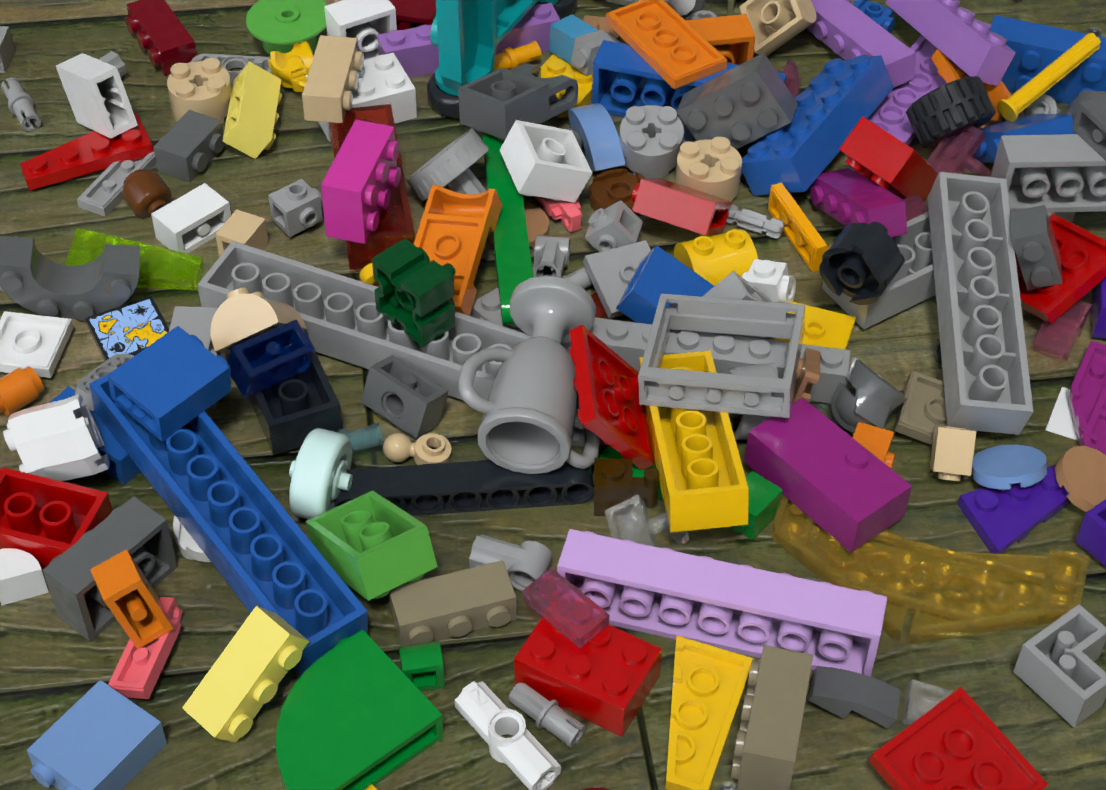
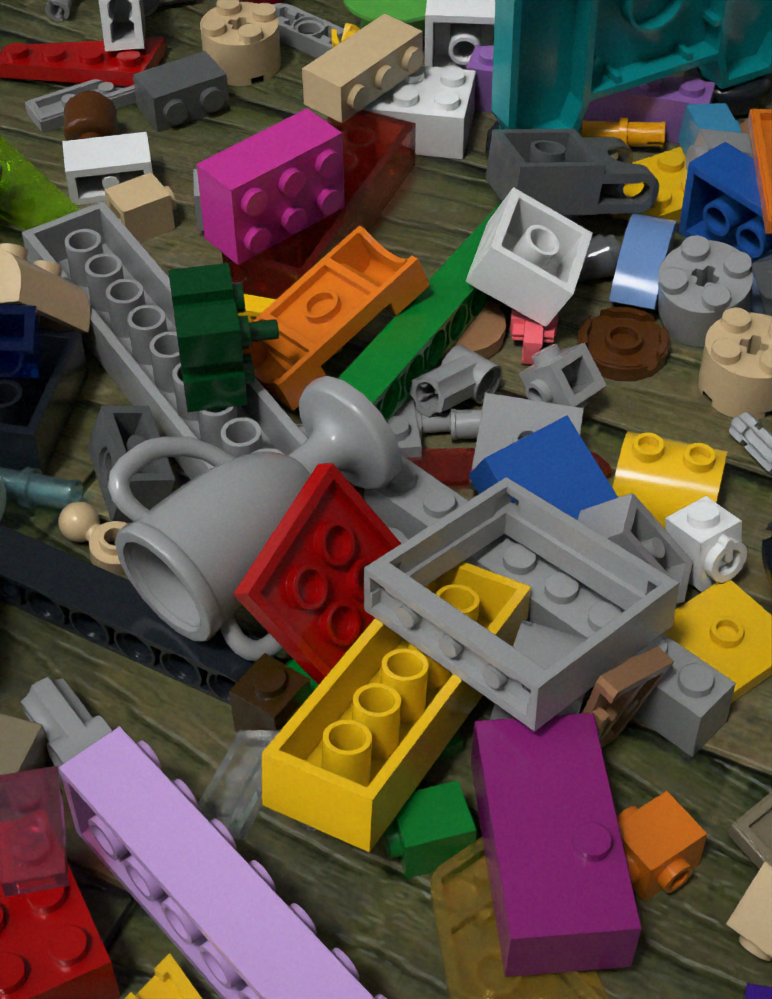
camera: 35 degrees right, 0 degrees up
(252, 110) = (271, 80): light yellow brick -> none
(451, 167) = (422, 220): light grey piece -> none
(681, 206) = (671, 388): brick -> none
(868, 399) = (709, 760): dark grey helmet -> none

